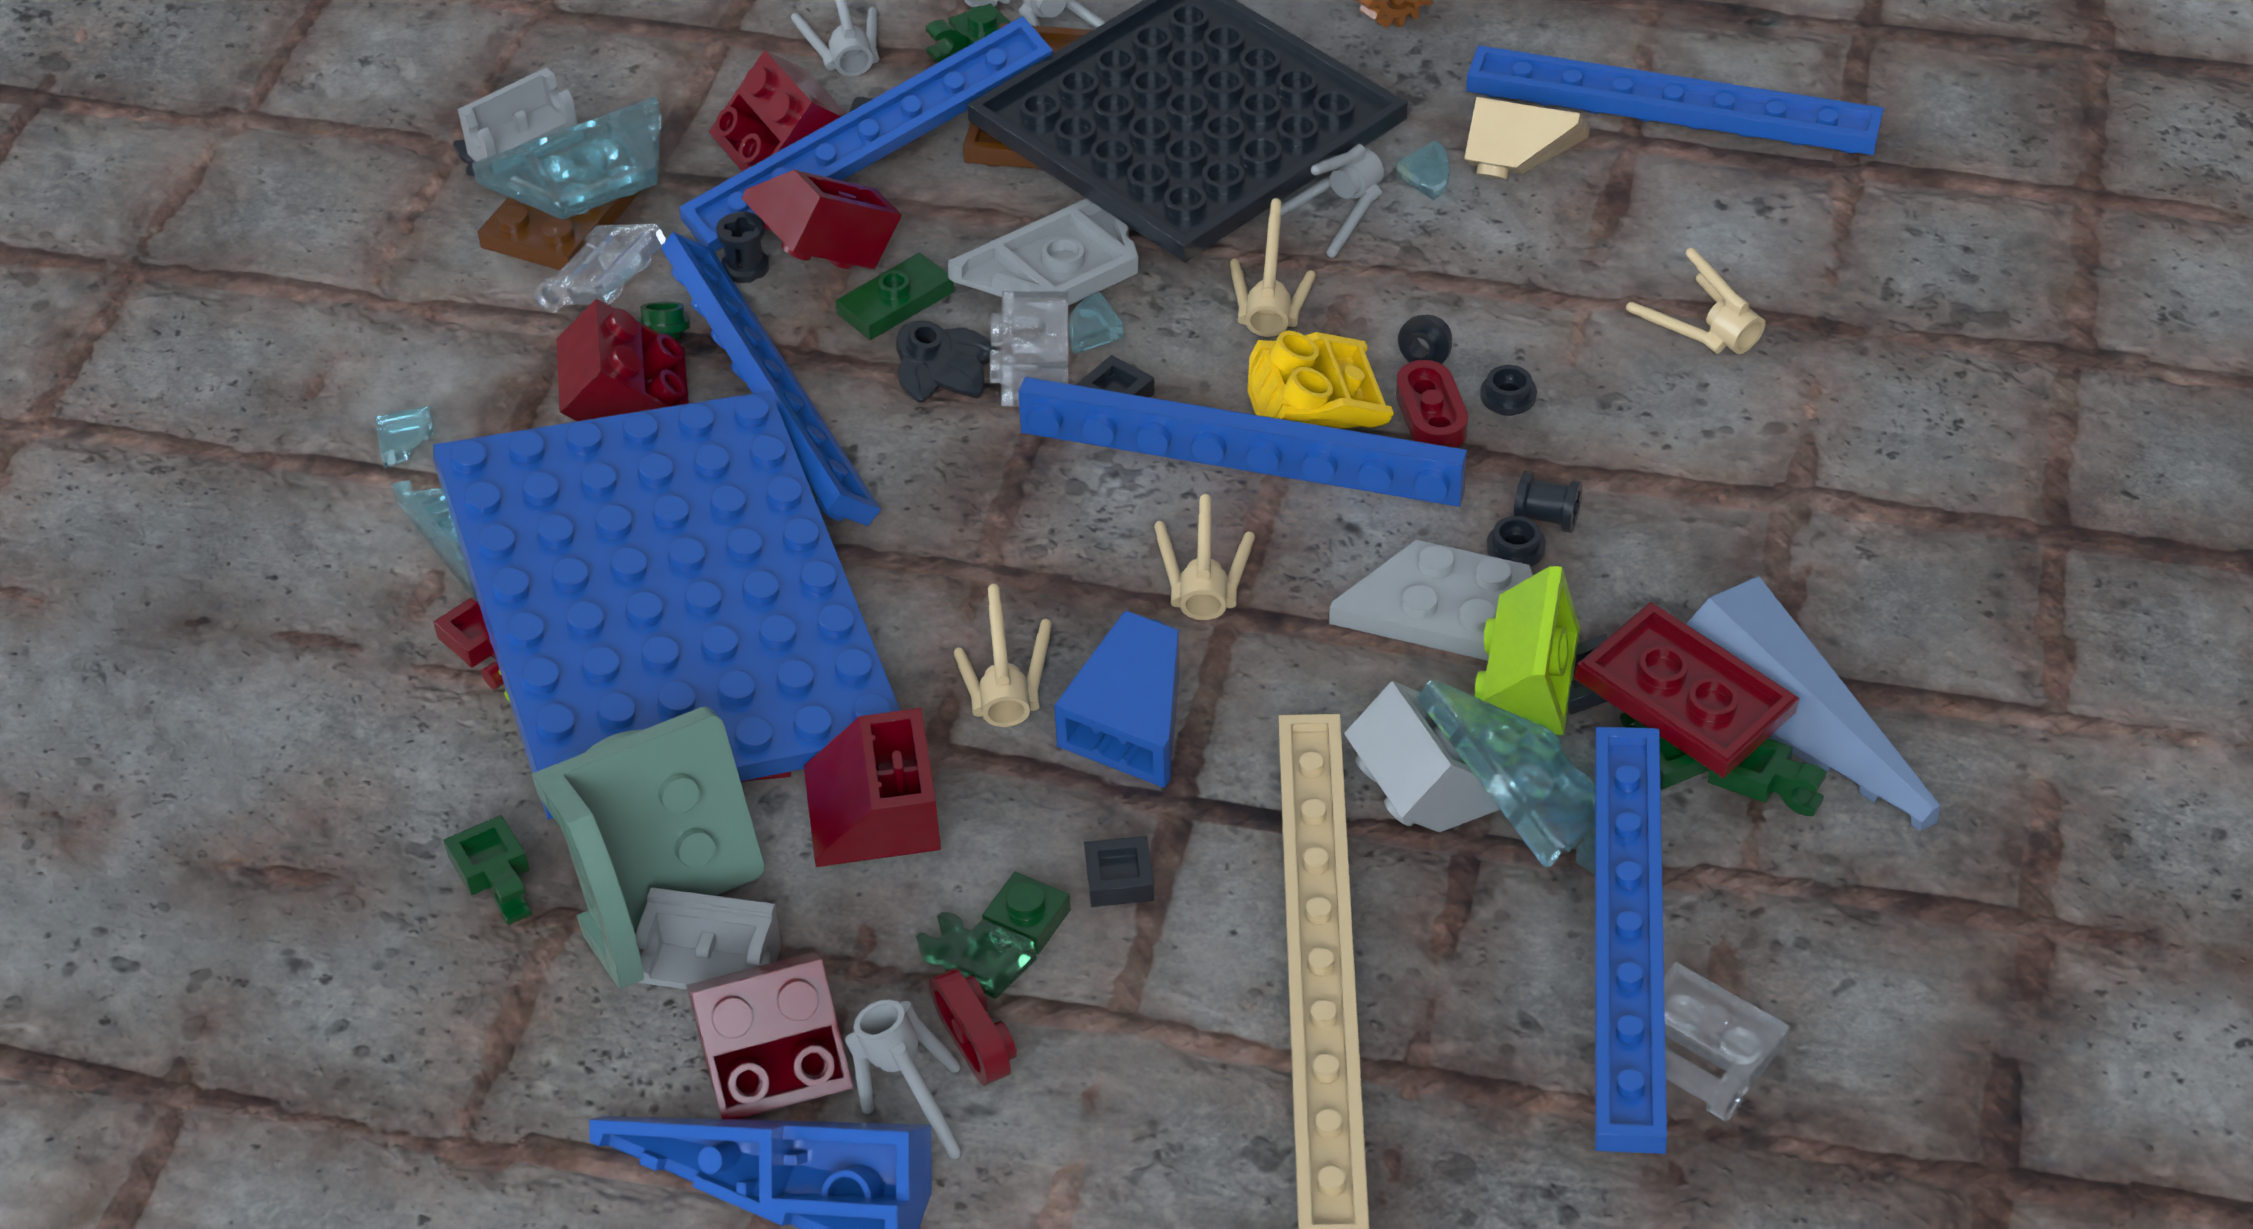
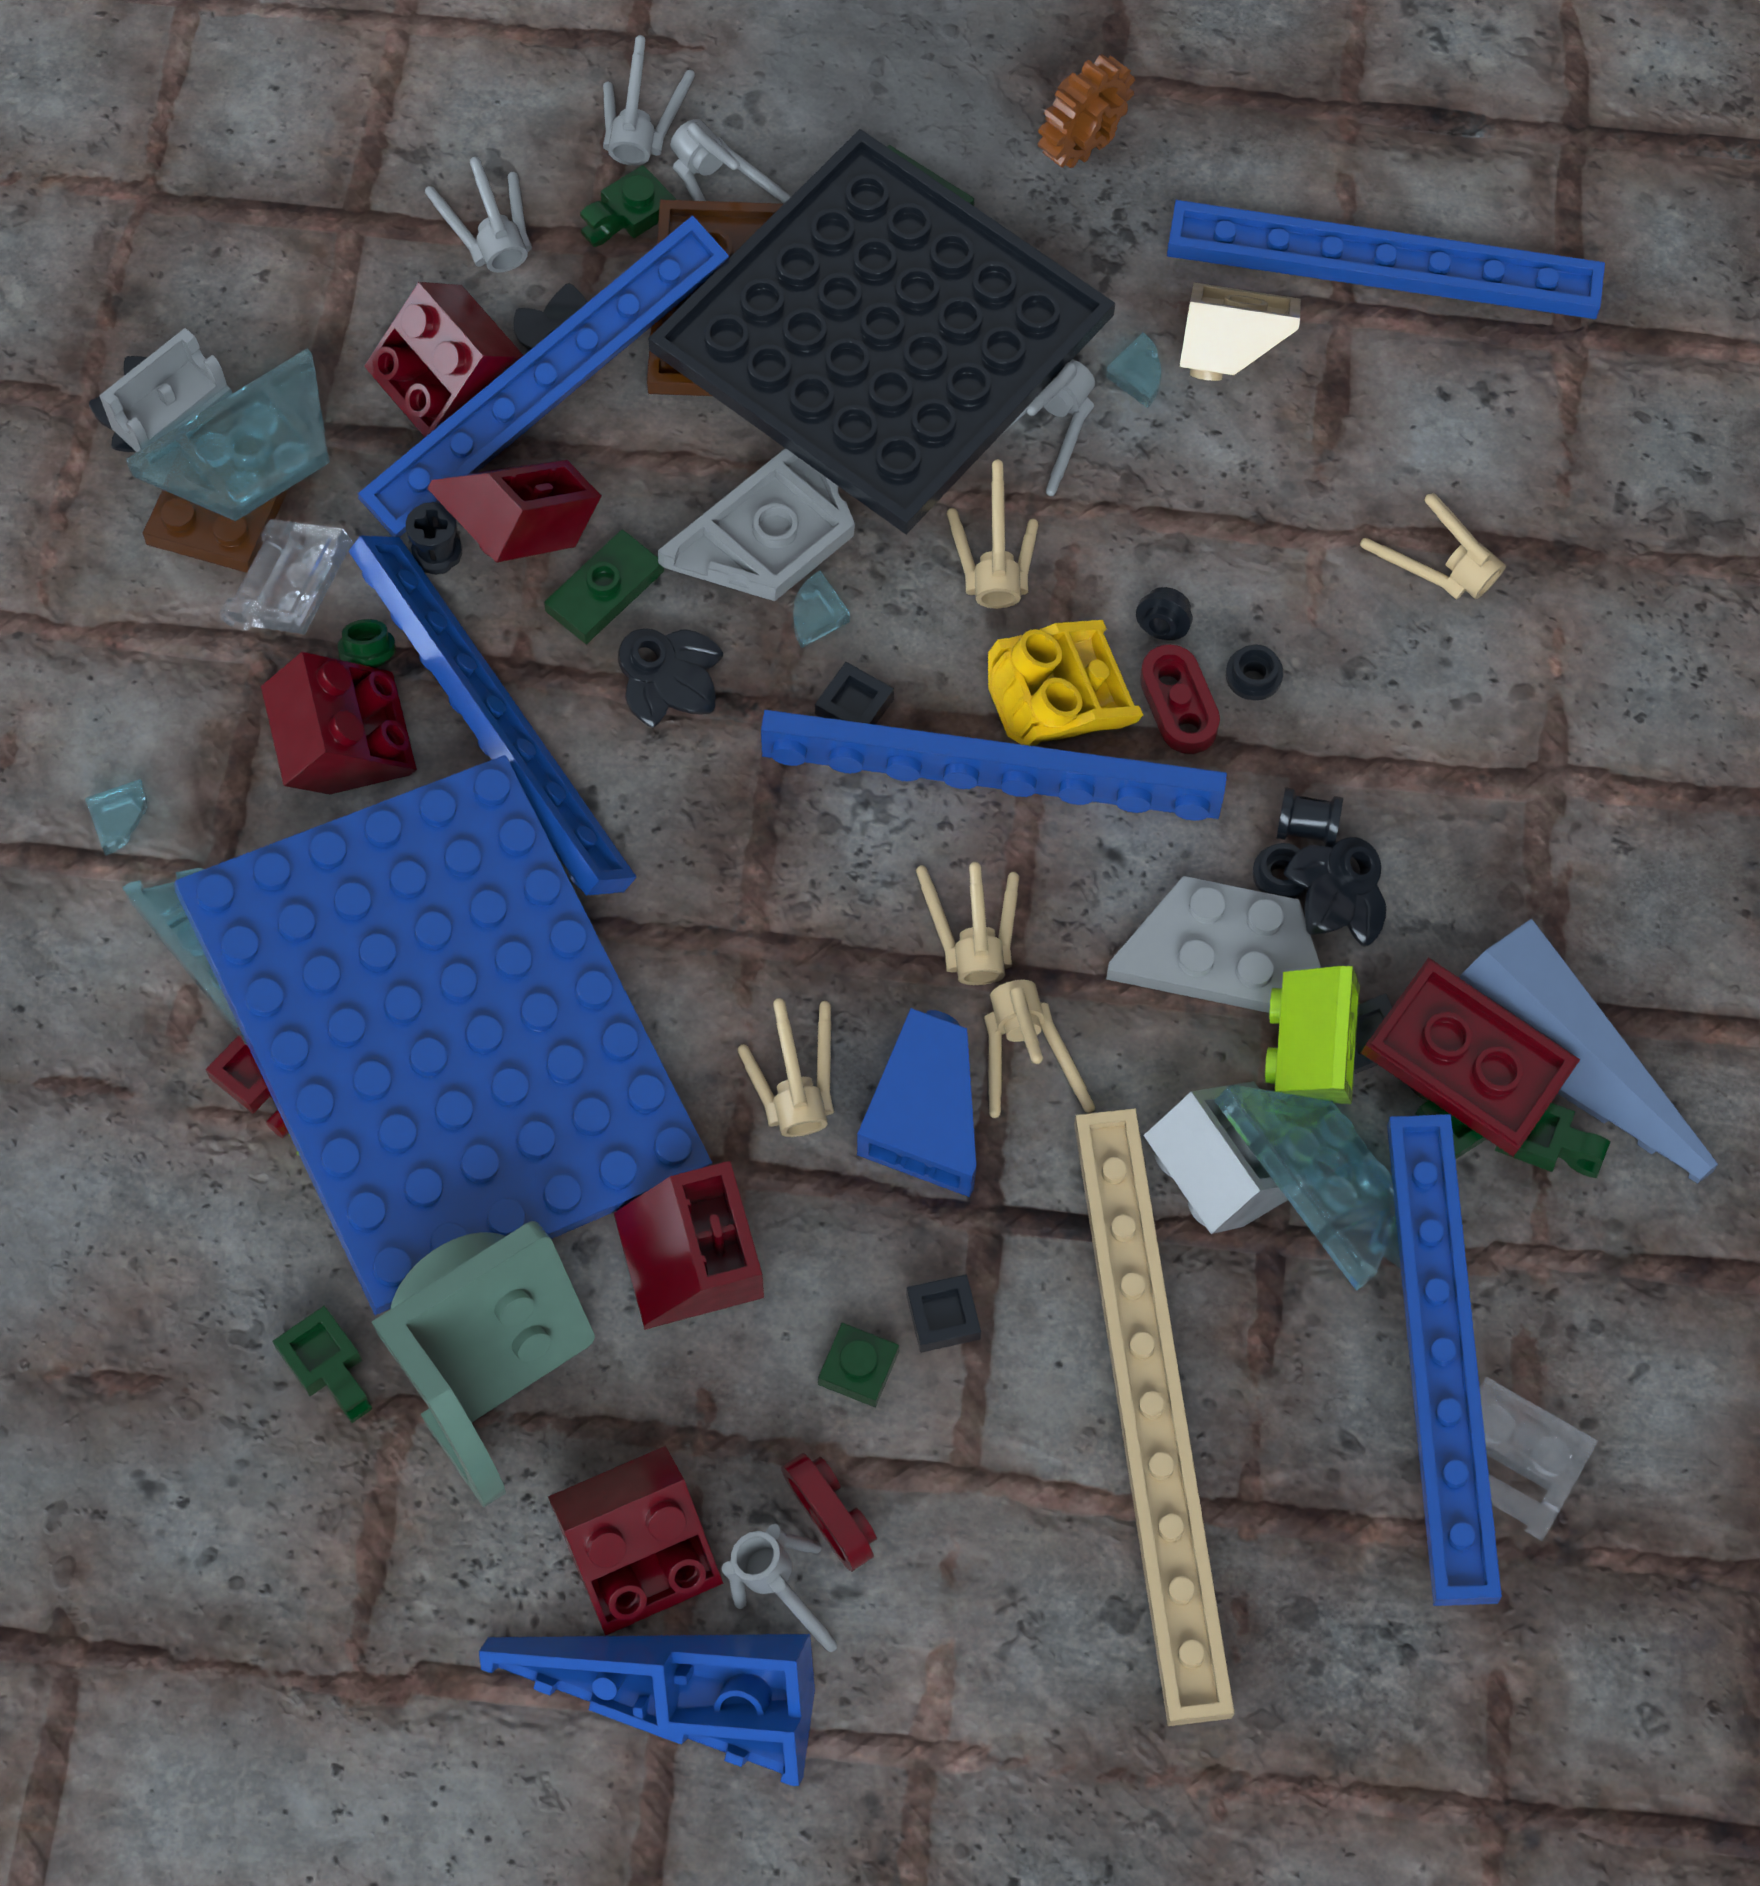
camera: 10 degrees left, 20 degrees up
(703, 937) = (555, 1437): light grey hinge -> none
(986, 952) = (822, 1427): clear green plate -> none
(1031, 341) = (768, 628): clear brick -> none
(1236, 640) = (1021, 1018): none -> tan plant
(1584, 563) = (1336, 892): none -> black plate

